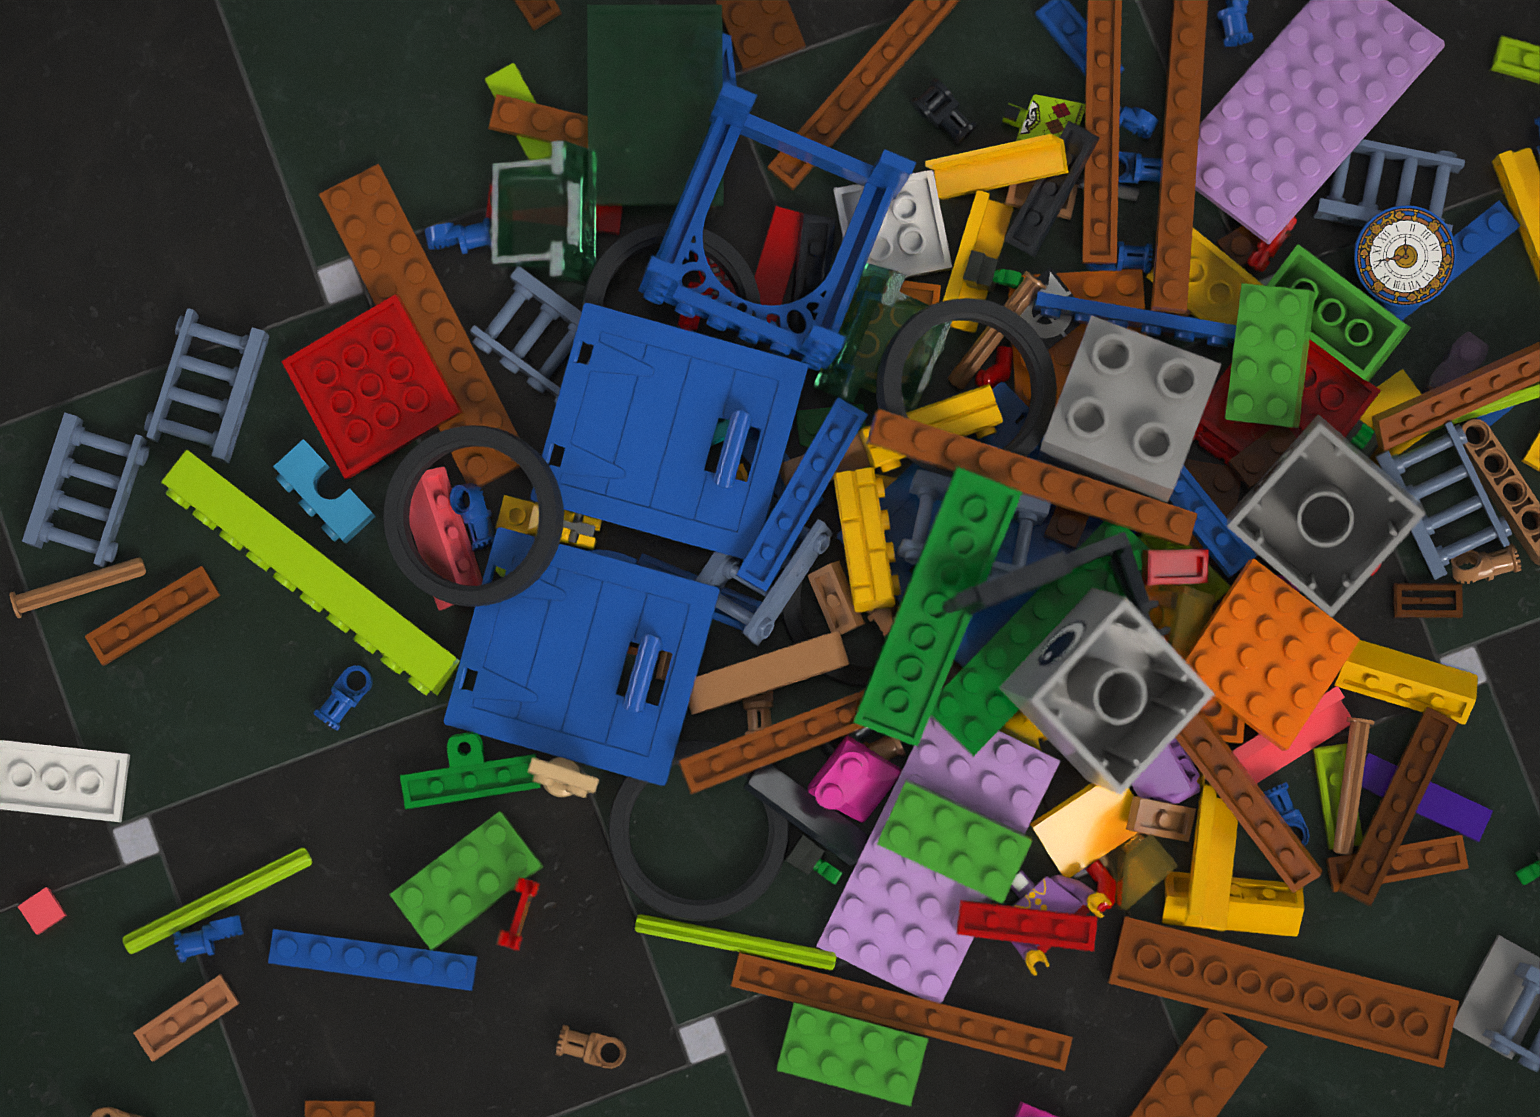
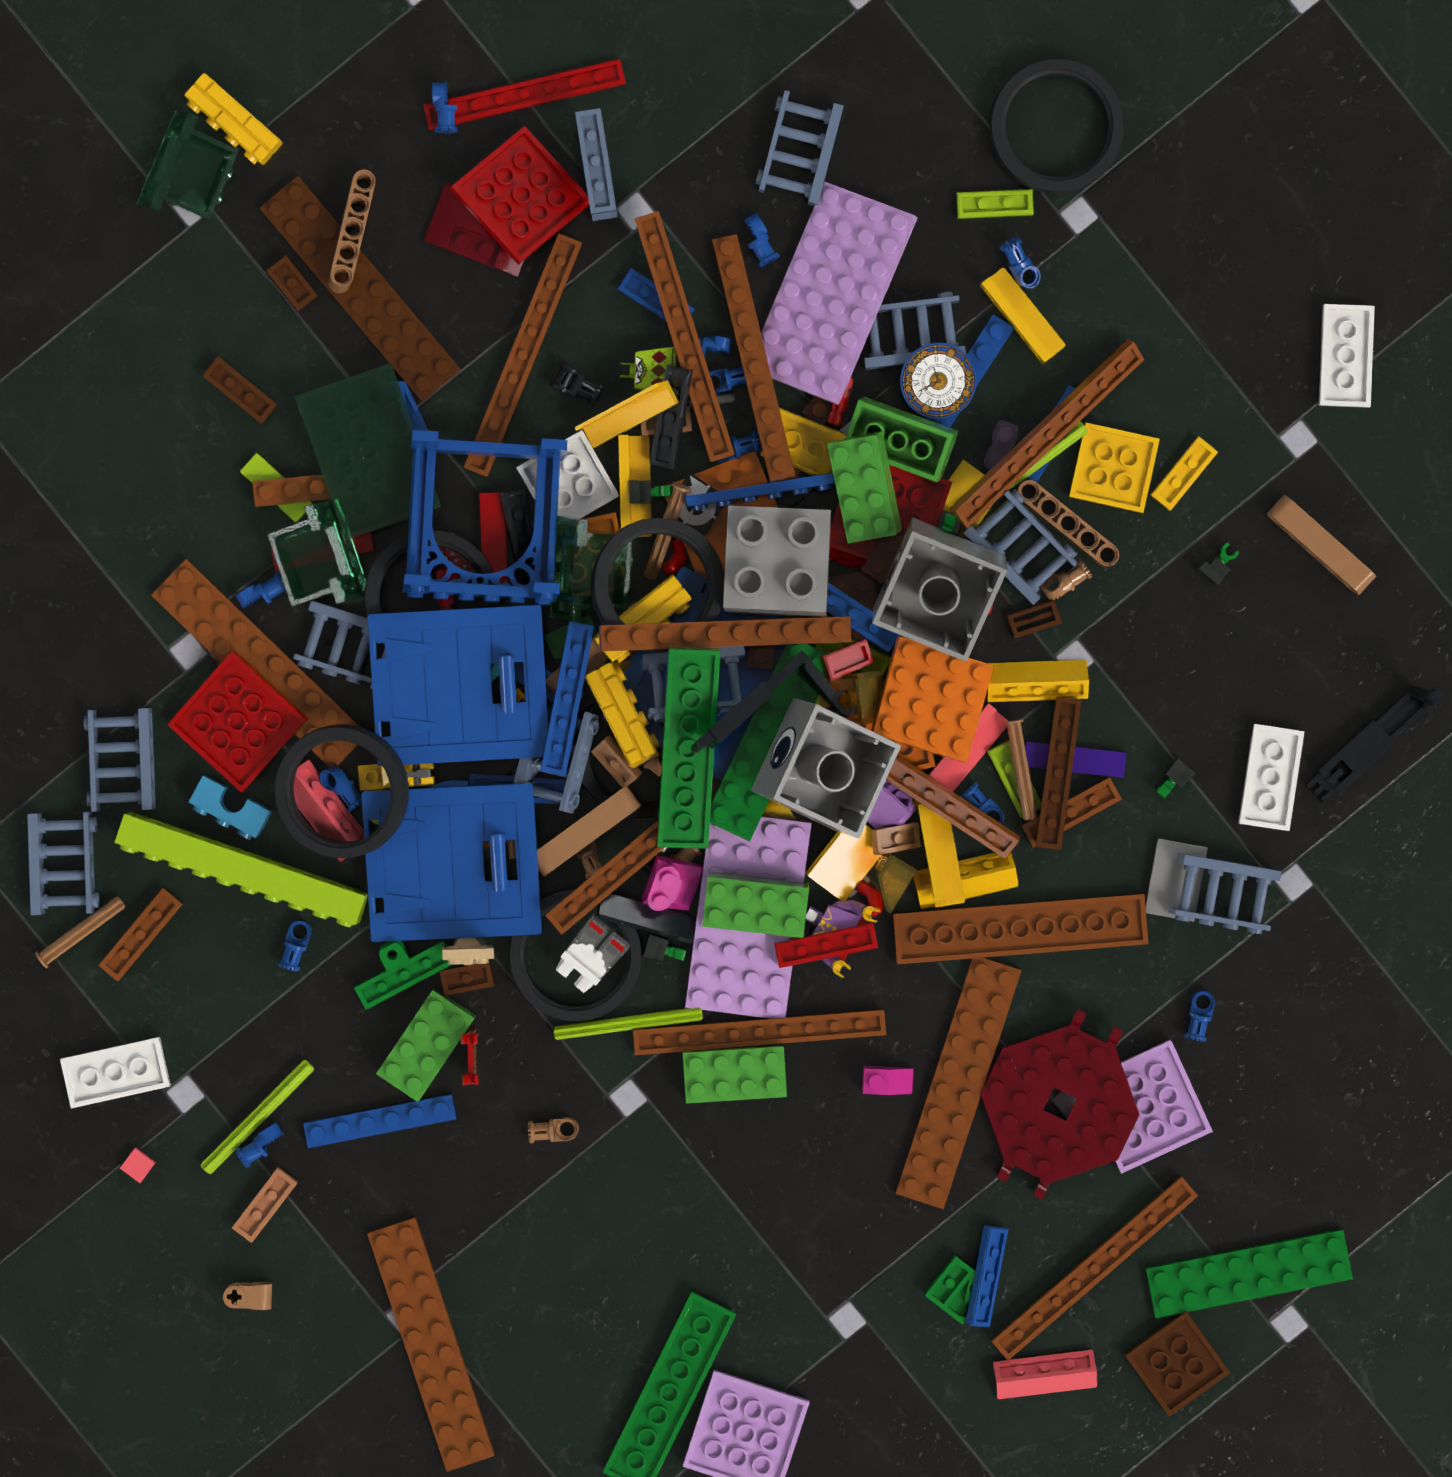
camera: 20 degrees left, 5 degrees up
(548, 813) = (466, 978): none -> reddish brown plate
(713, 841) = (587, 960): none -> hips

